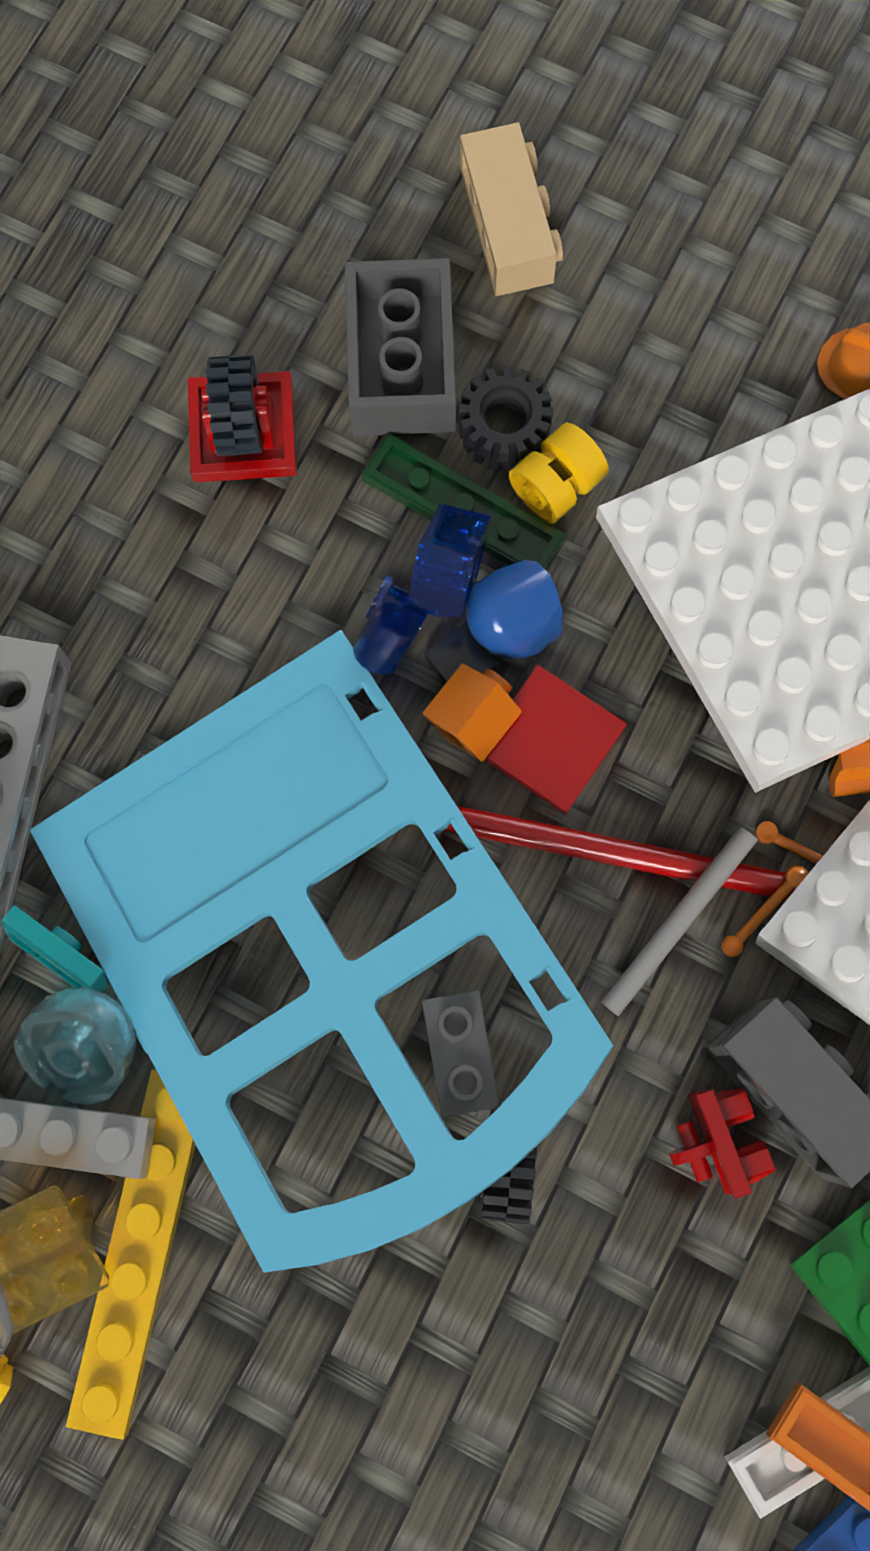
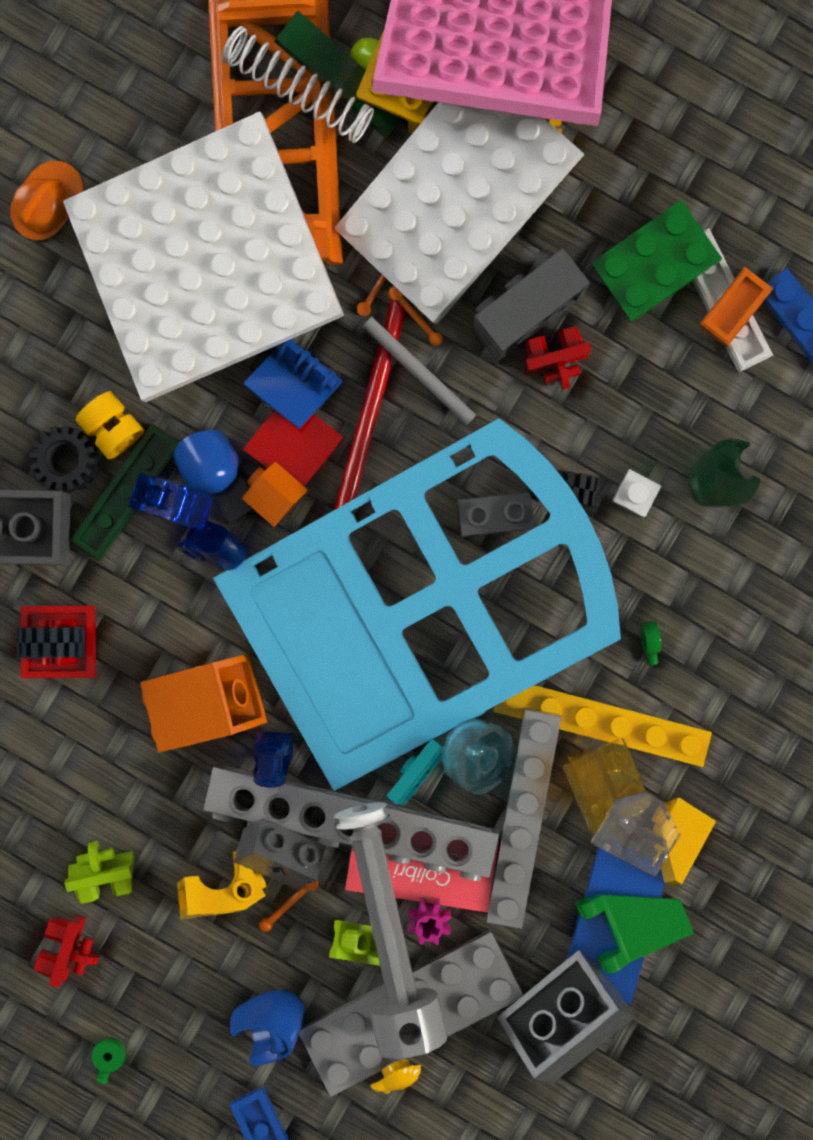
camera: 90 degrees left, 10 degrees up
(73, 731) = (272, 757): none -> clear blue piece
(155, 631) = (203, 703): none -> orange slope
(270, 1325) = (651, 641): none -> green piece
(510, 1288) = (636, 493): none -> white plate
(545, 1429) = (717, 478): none -> clear green piece
(643, 730) = (293, 383): none -> blue hinge

